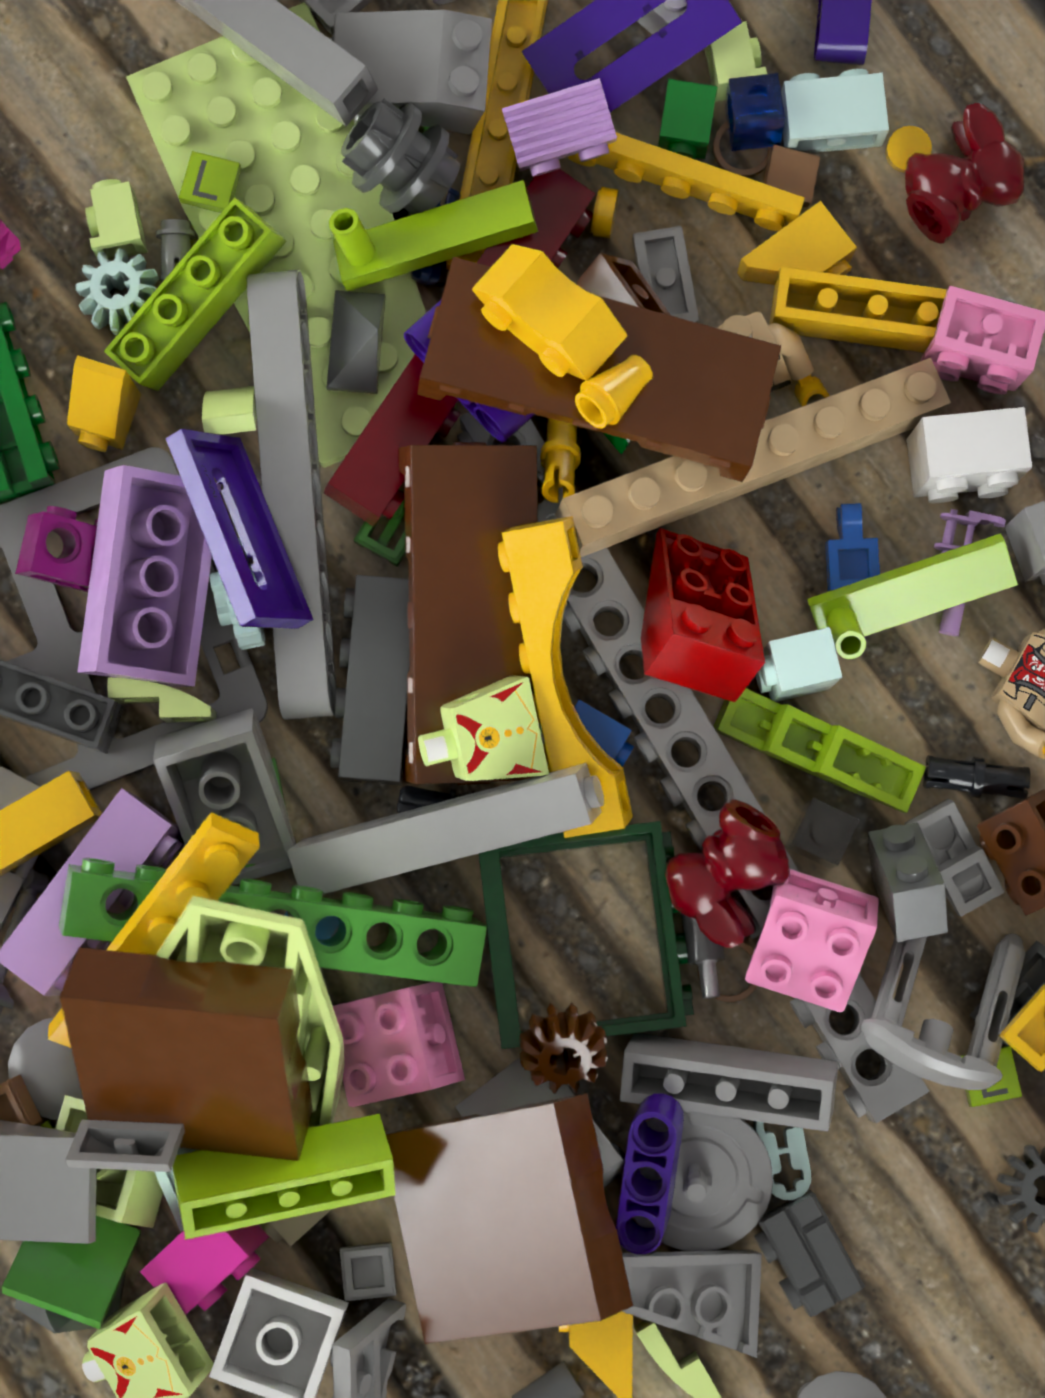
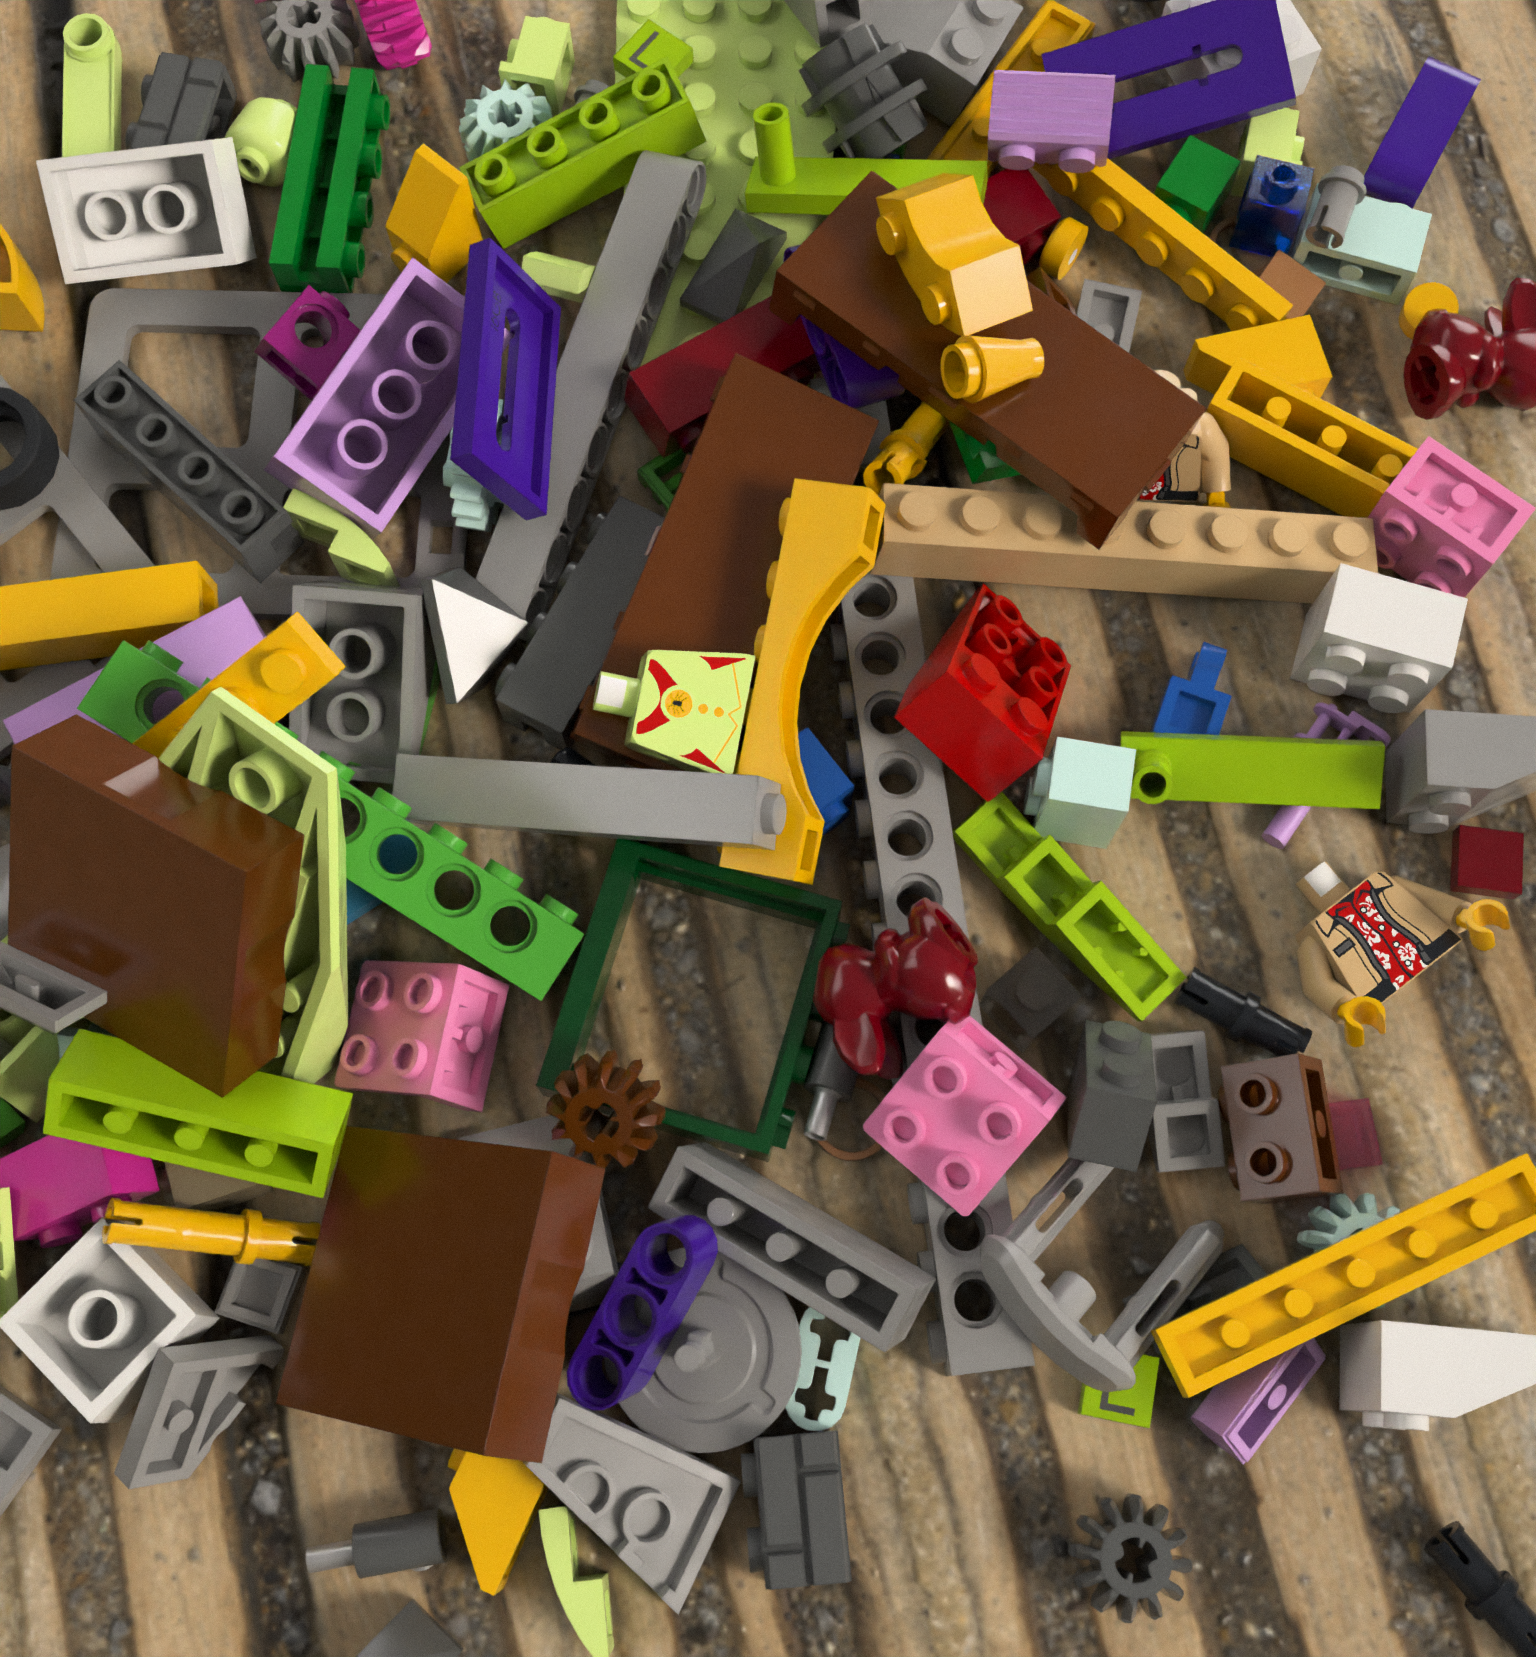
camera: 25 degrees right, 10 degrees down
(292, 730) = (468, 631): none -> slope
(343, 1242) = (210, 1232): none -> yellow pin
(807, 103) = (1339, 193): none -> light grey pin

